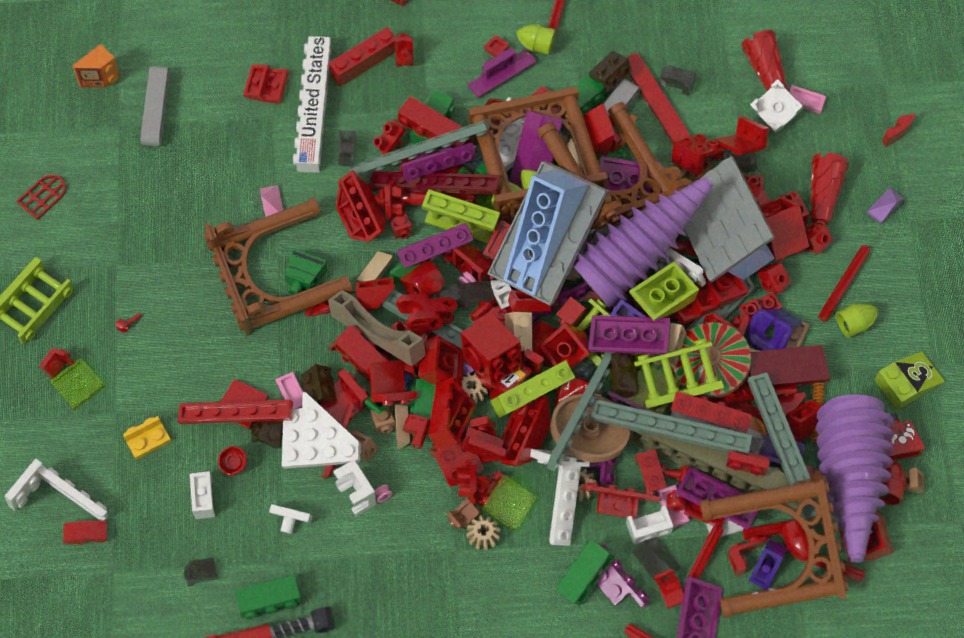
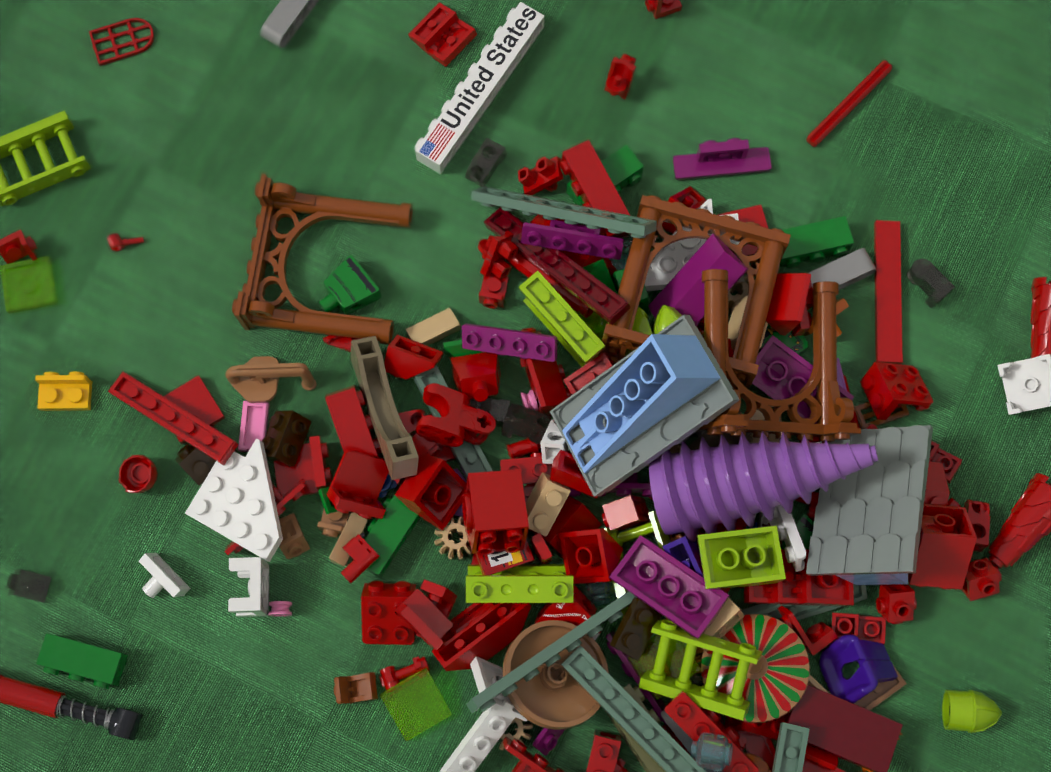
camera: 30 degrees right, 10 degrees up
(201, 495) = (78, 495): white panel -> none
(271, 200) = (365, 180): bright pink slope -> none
(277, 359) = (260, 376): none -> medium nougat piece
(358, 209) = (454, 246): red wedge -> none
(362, 56) = (569, 58): red brick -> none
(449, 413) = (405, 560): red wedge -> none
(470, 484) = (375, 666): red hips -> none
(476, 535) = (361, 715): tan gear -> none
(496, 46) = (734, 126): red plate -> none
(536, 38) = (787, 141): lime helmet -> none
(611, 70) = (851, 231): dark brown bracket -> none
(716, 414) = (712, 751): none -> clear light blue head
(745, 162) = (944, 429): clear smoke leg -> none
(748, 138) = (969, 407): red bracket -> none
(844, 283) = (981, 653): red axle -> none

